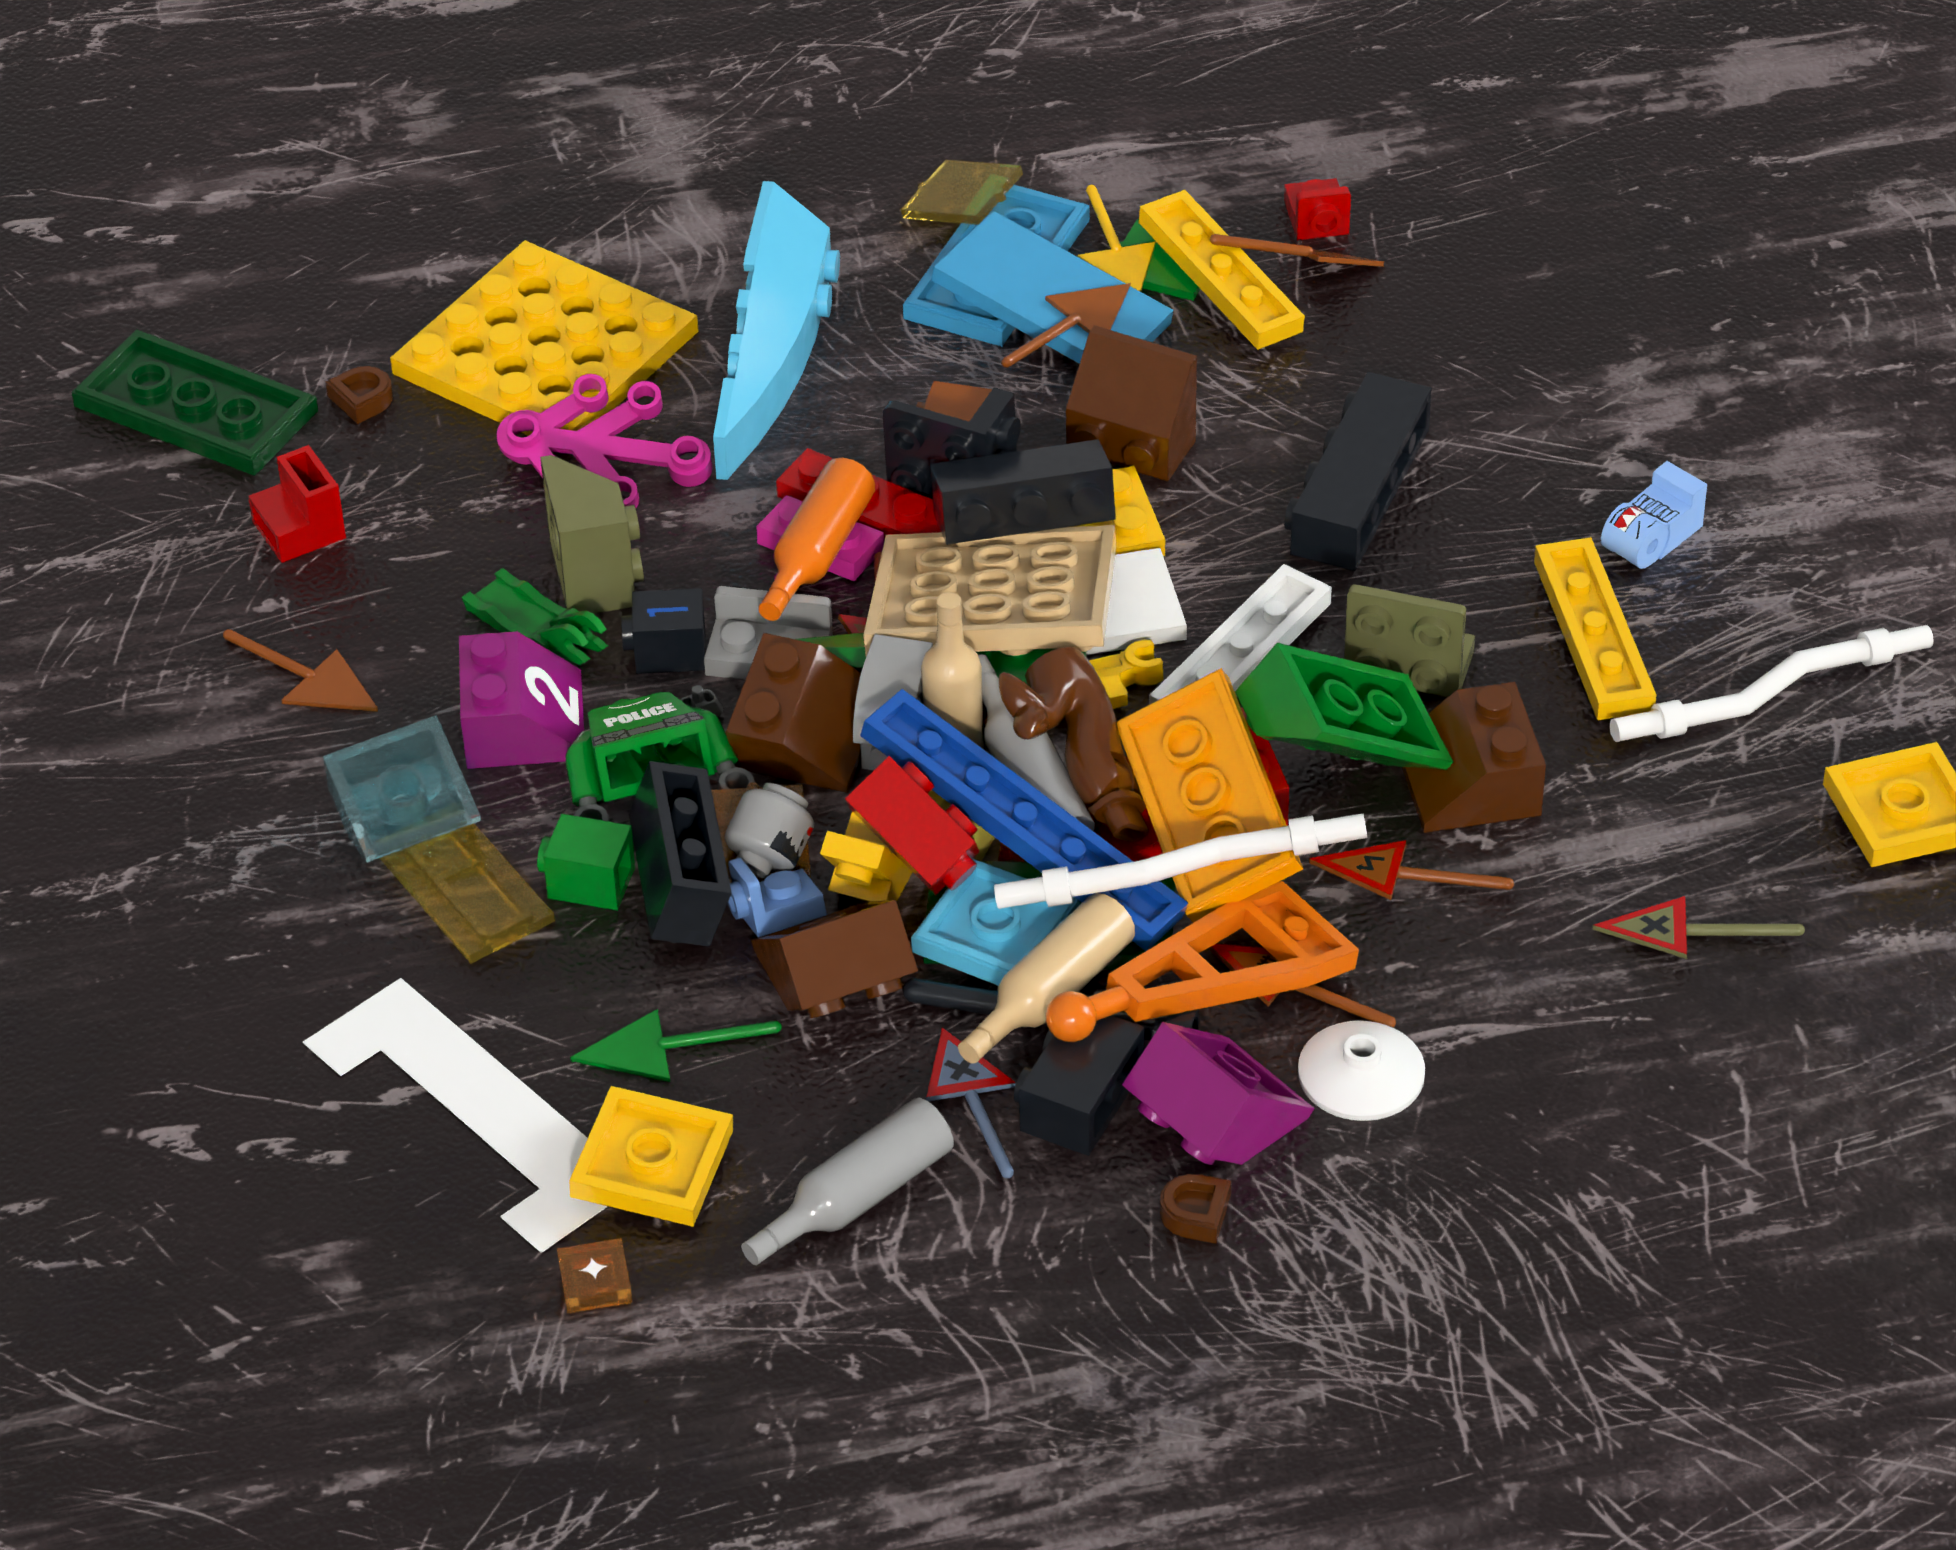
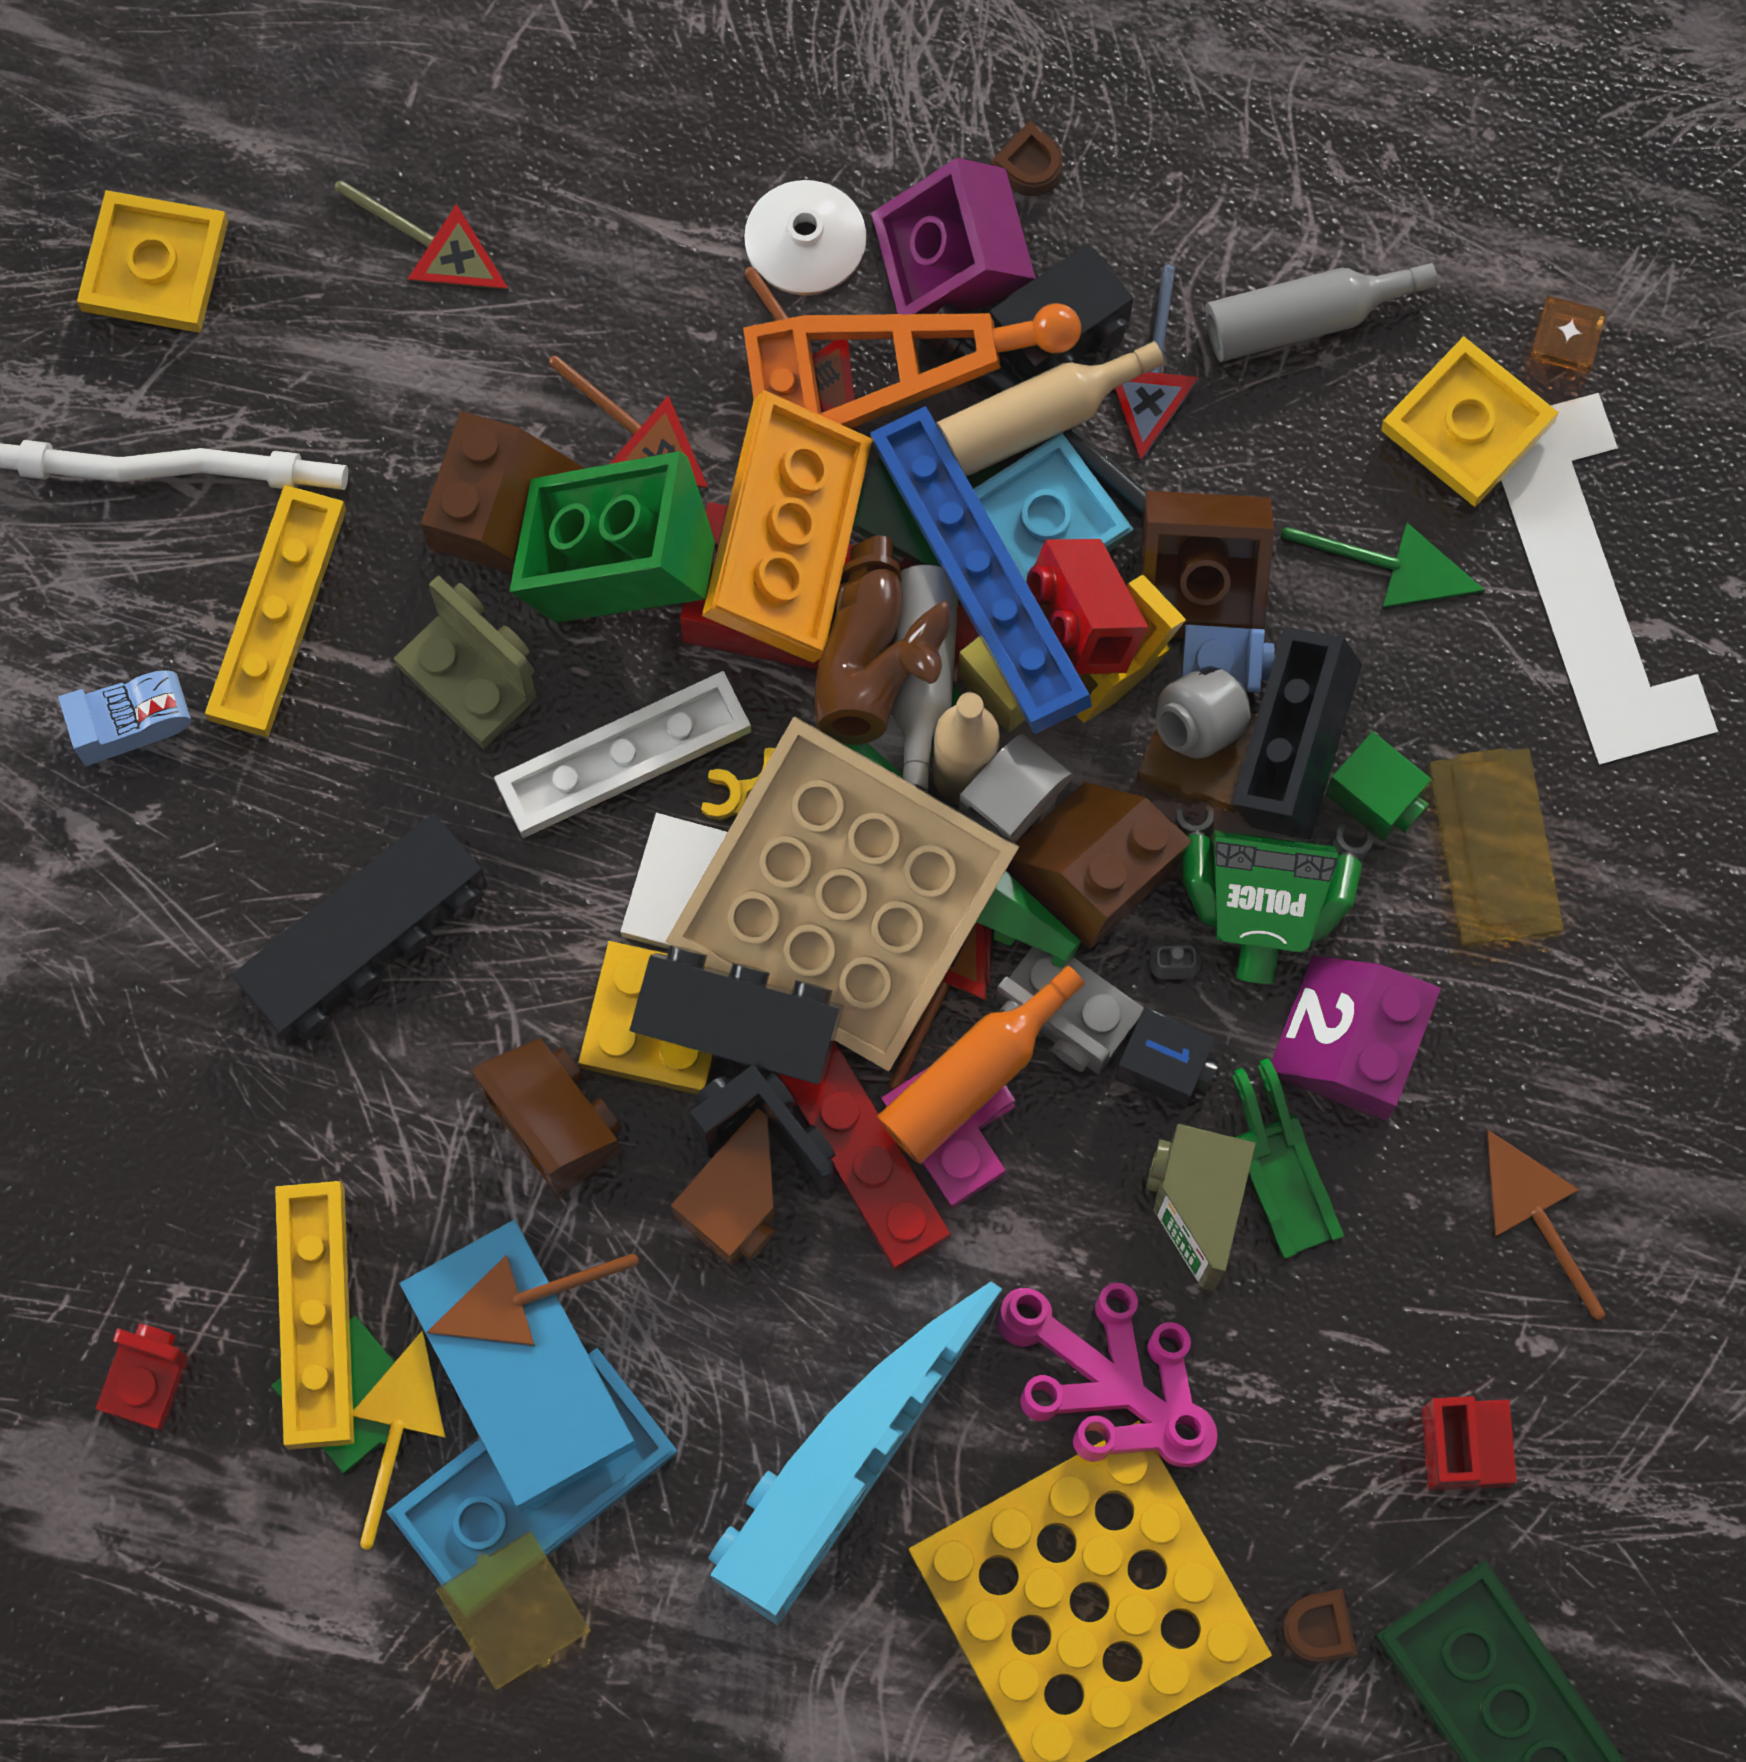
camera: 155 degrees left, 30 degrees up
(399, 789) = (1528, 944): clear light blue slope -> none
(1060, 886) = (988, 469): white bar -> none
(1291, 249) = (183, 1290): dark orange piece -> none

